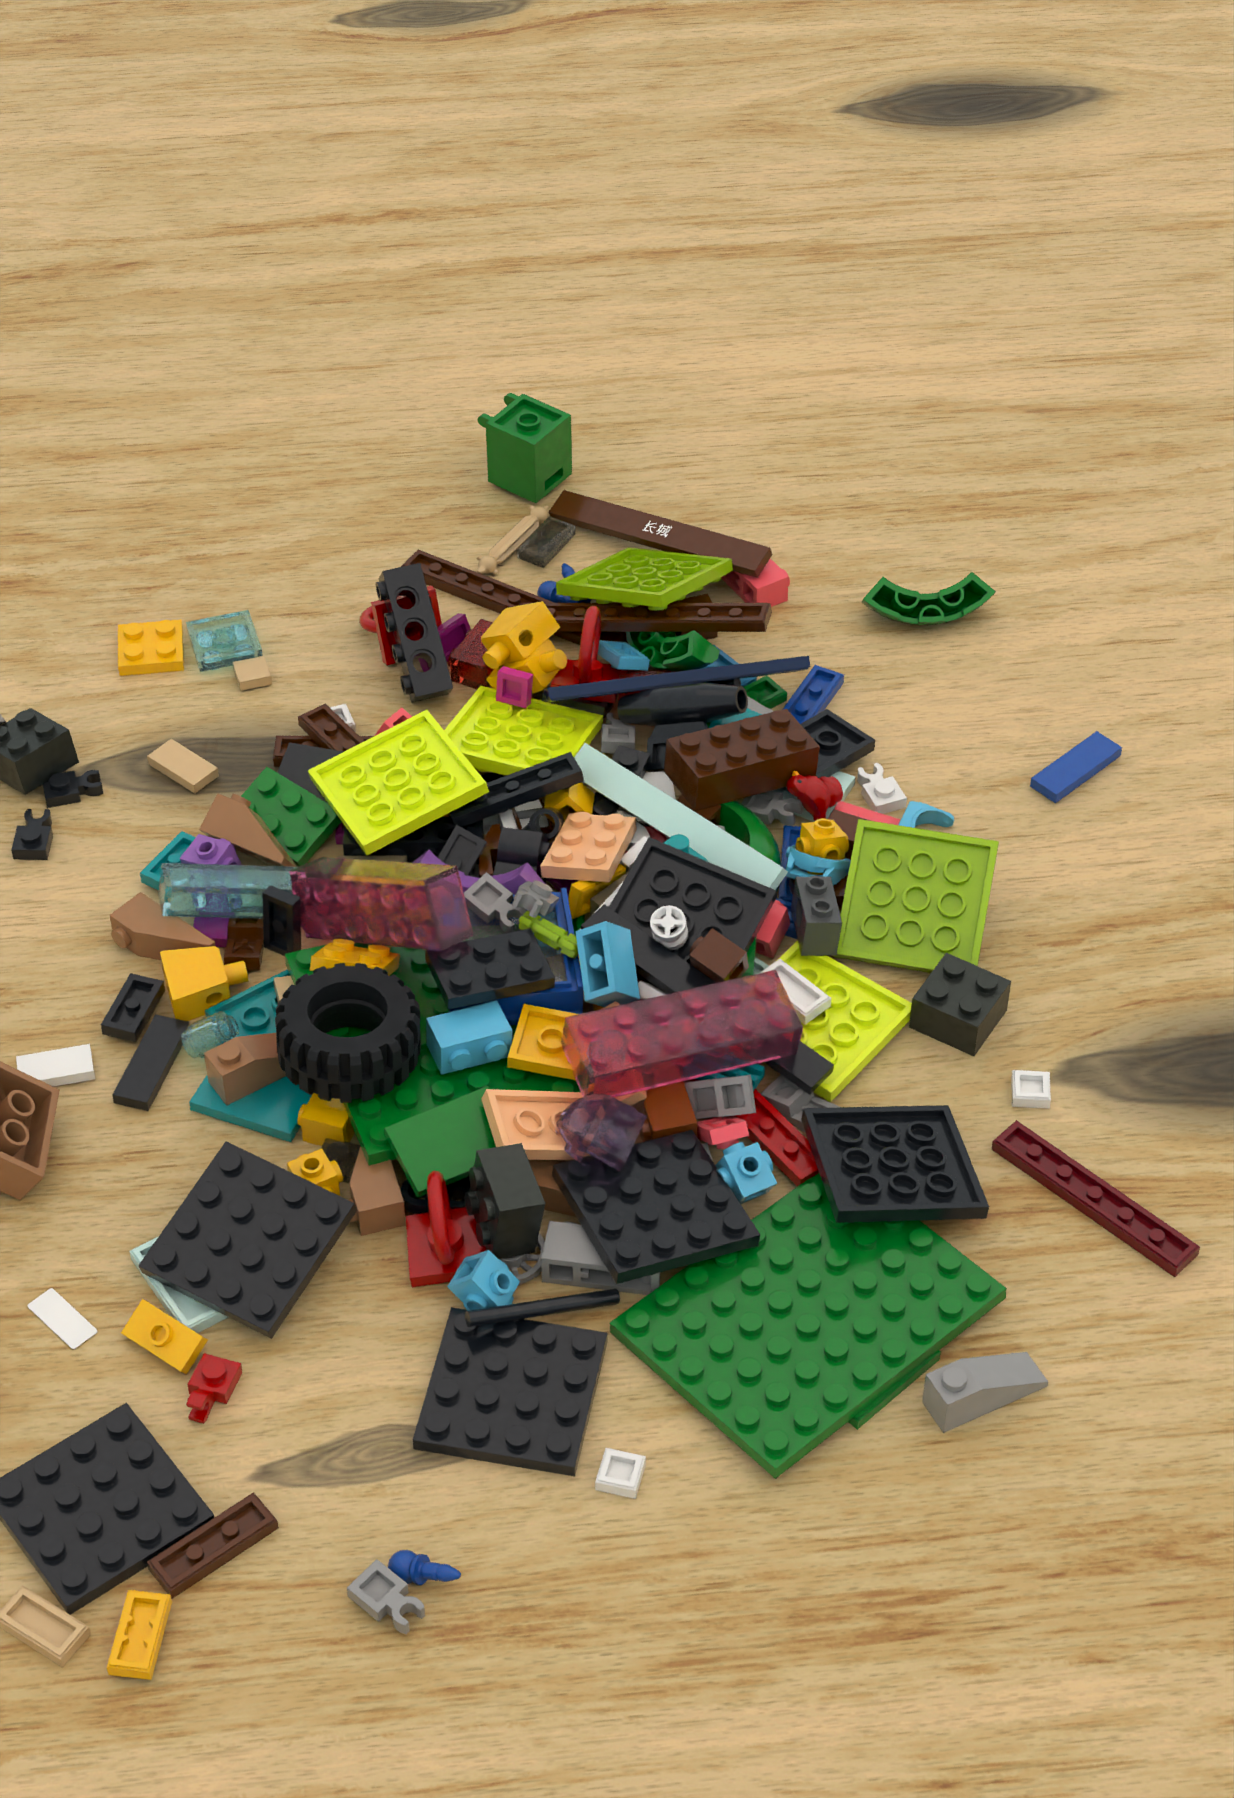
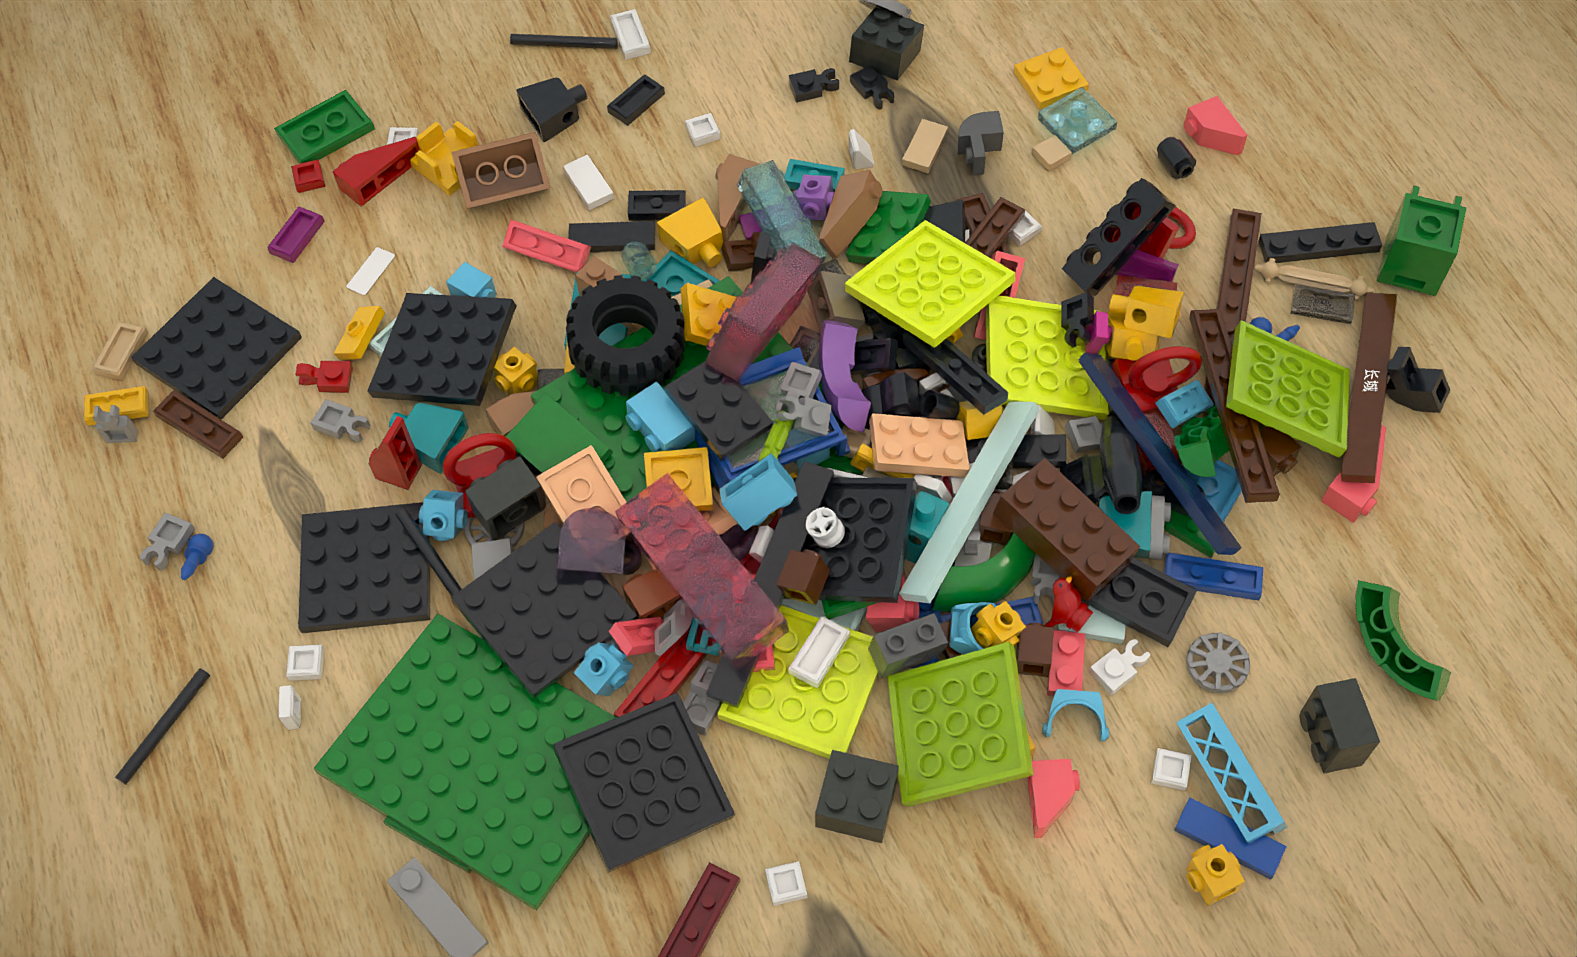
camera: 75 degrees right, 15 degrees up
(39, 947) = (702, 129): none -> white tile
(135, 1123) = (546, 246): none -> coral tile
(156, 1203) = (471, 282): none -> medium azure brick
(159, 818) = (860, 151): none -> white slope
(181, 1629) = (114, 427): none -> light grey plate
(206, 720) = (978, 135): none -> dark grey brick
(290, 1382) = (336, 419): none -> light grey plate
(297, 546) = (1215, 127): none -> coral slope
(317, 584) = (1176, 157): none -> black brick
(358, 1286) = (434, 432): none -> teal torso
(386, 1306) = (396, 457): none -> red slope
(472, 524) = (1320, 242): none -> black plate
(489, 691) = (1075, 315): none -> black plate
(654, 1640) = (162, 726): none -> black bar
(671, 503) = (1413, 386): none -> black brick
(682, 1488) = (289, 707): none -> white tile
(900, 723) = (1218, 662): none -> light grey wheel
(996, 785) = (1171, 769): none -> white tile
(1000, 655) = (1339, 726): none -> pearl dark grey brick
(1013, 871) = (1050, 792): none -> coral slope
(1016, 734) = (1243, 768): none -> medium azure fence
(1113, 778) = (1214, 873): none -> yellow brick

